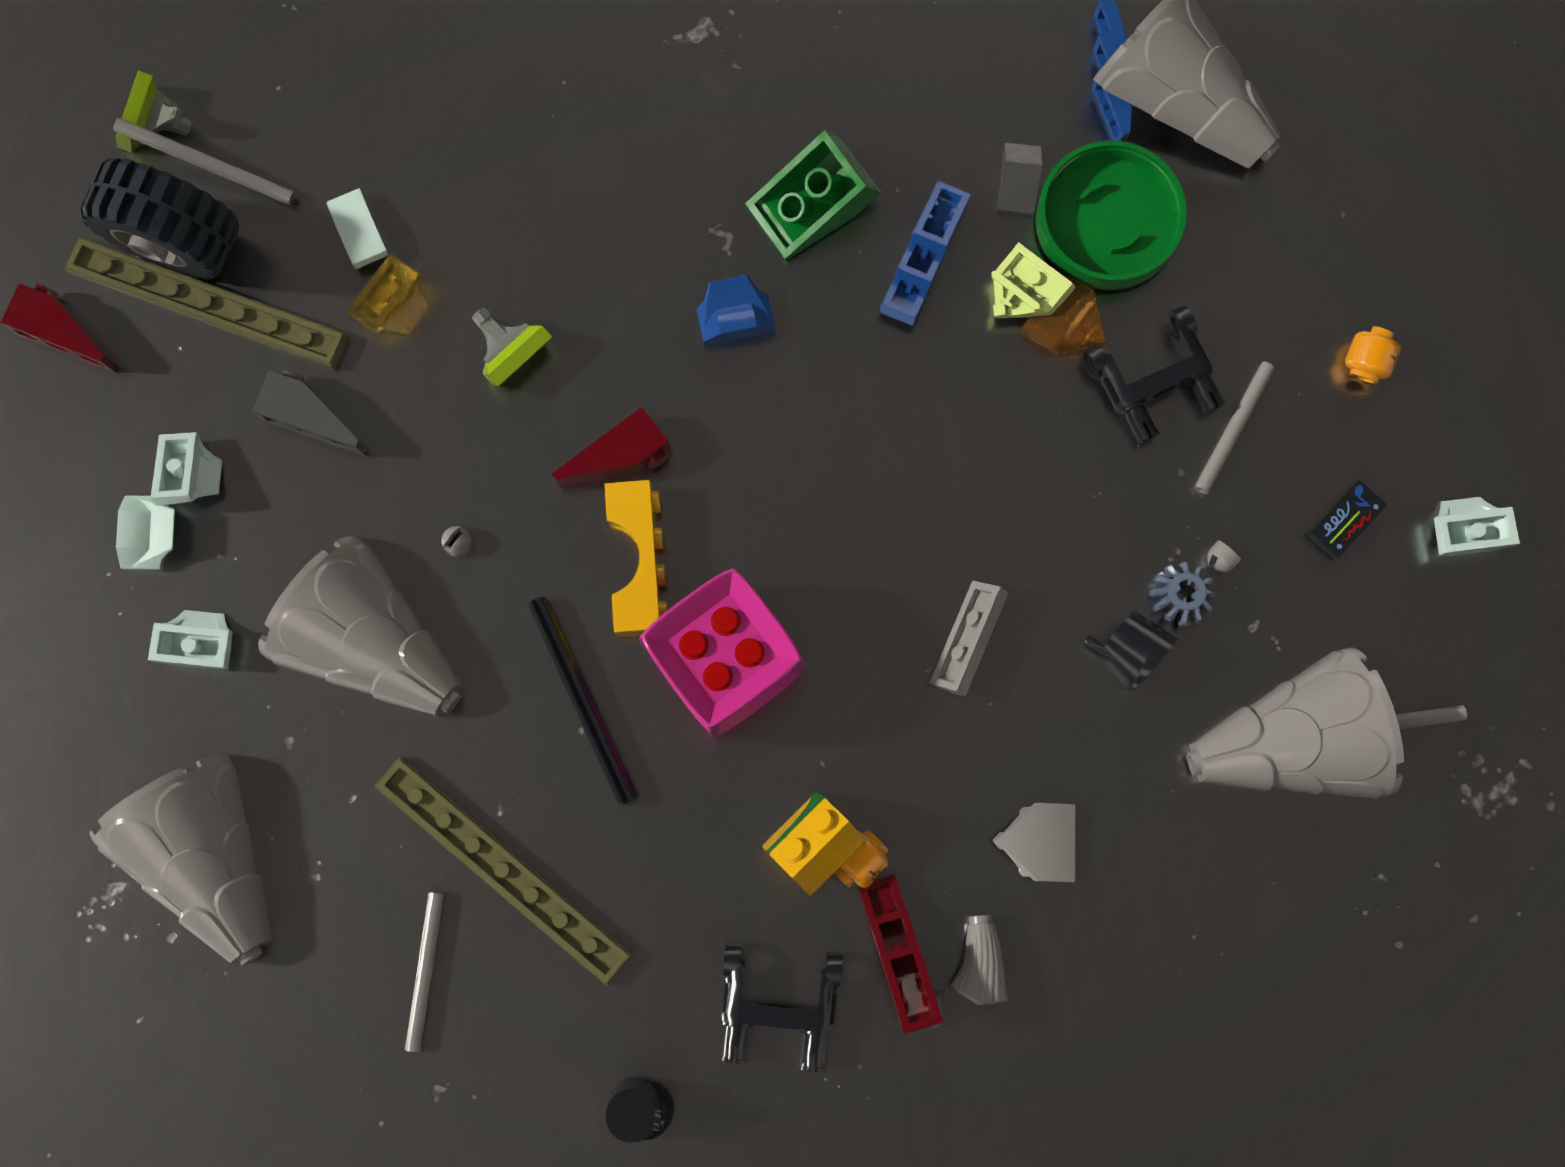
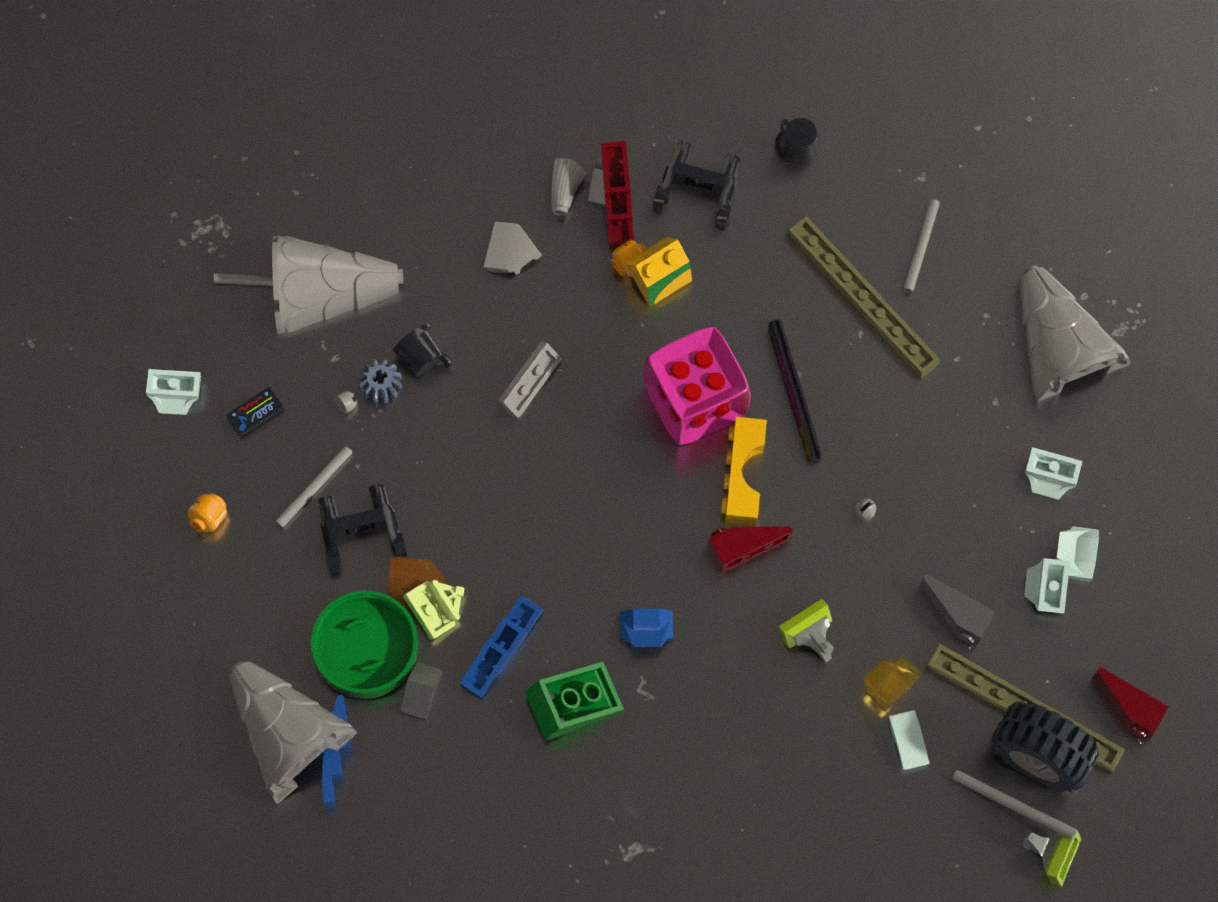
camera: 175 degrees left, 10 degrees down
(358, 633) = (934, 454): light grey cone -> none

